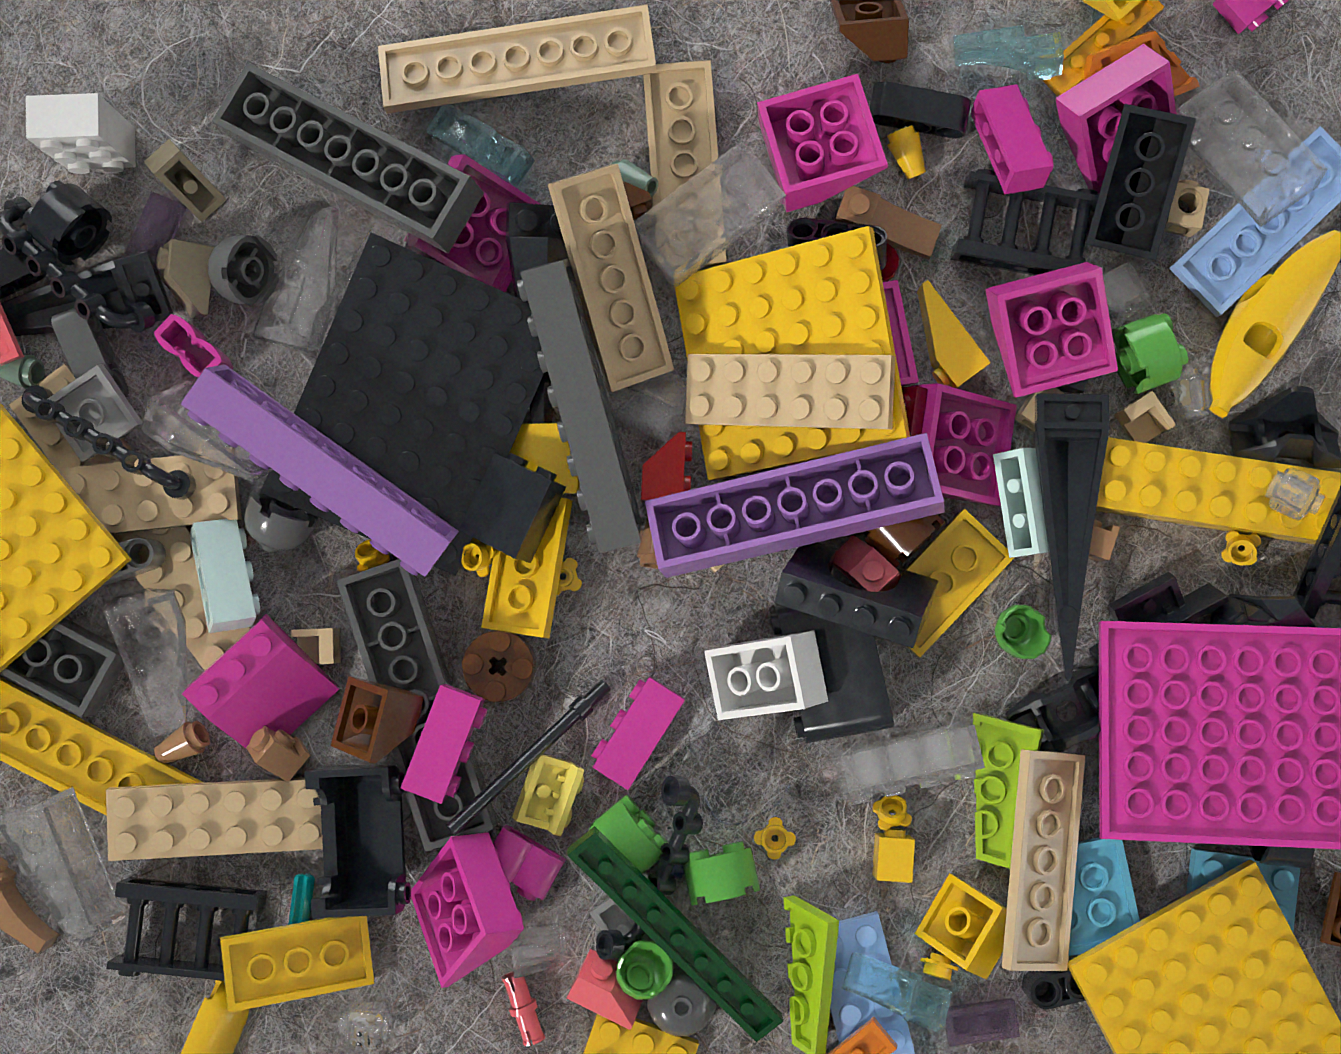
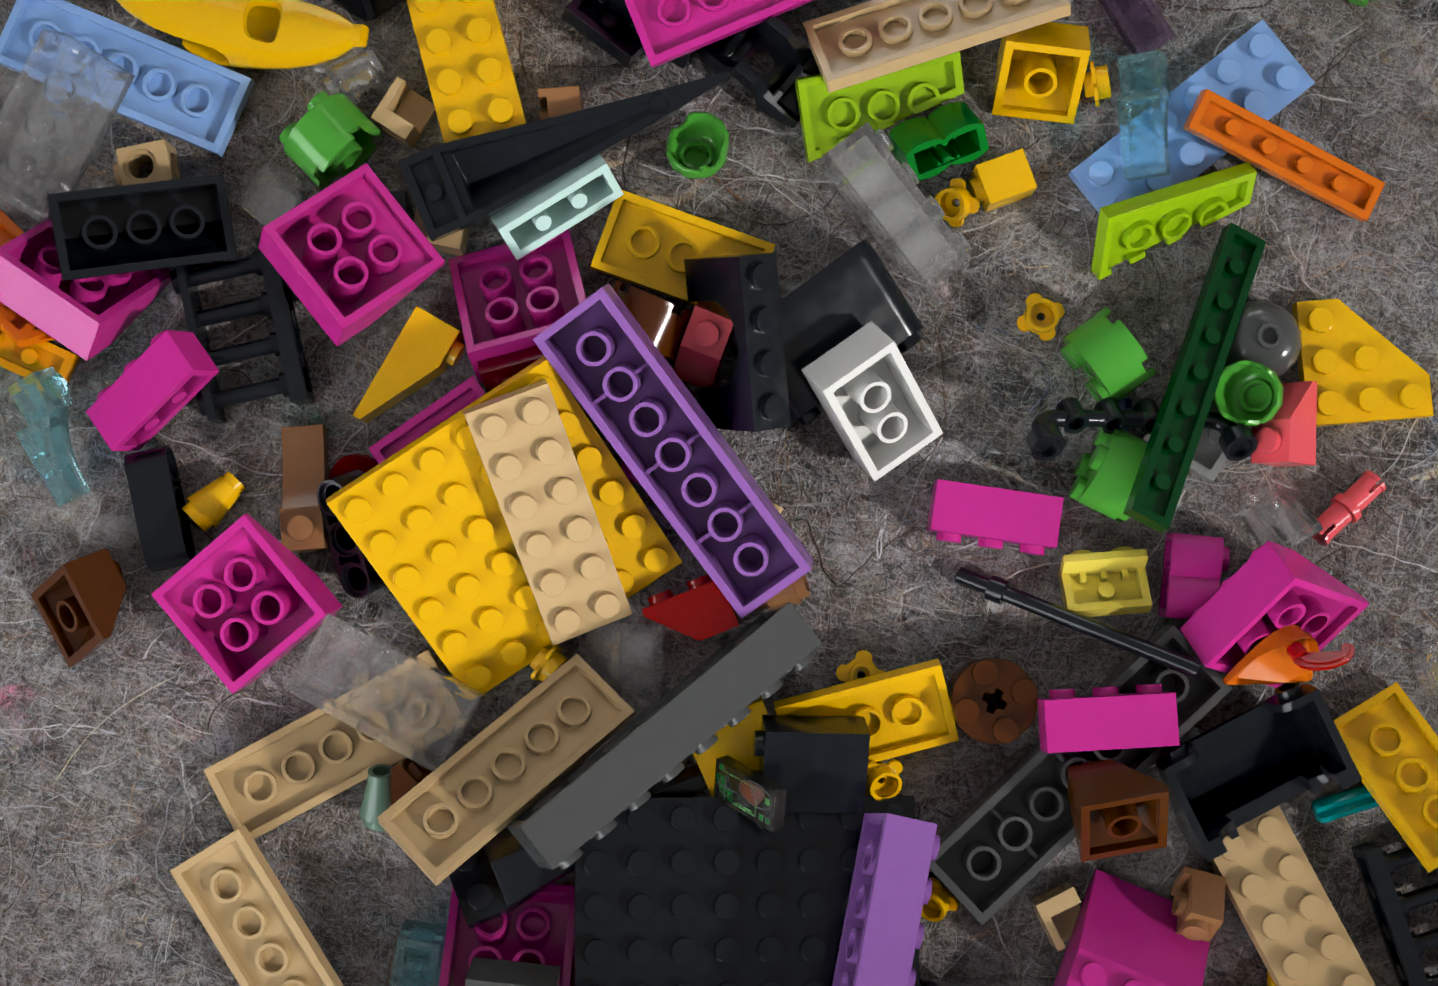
camera: 115 degrees left, 0 degrees up
(429, 903) = (1286, 657): none -> orange piece
(511, 450) = (750, 793): none -> clear smoke tile
(677, 345) = (547, 662): none -> yellow plate
(946, 822) = (943, 138): none -> green brick

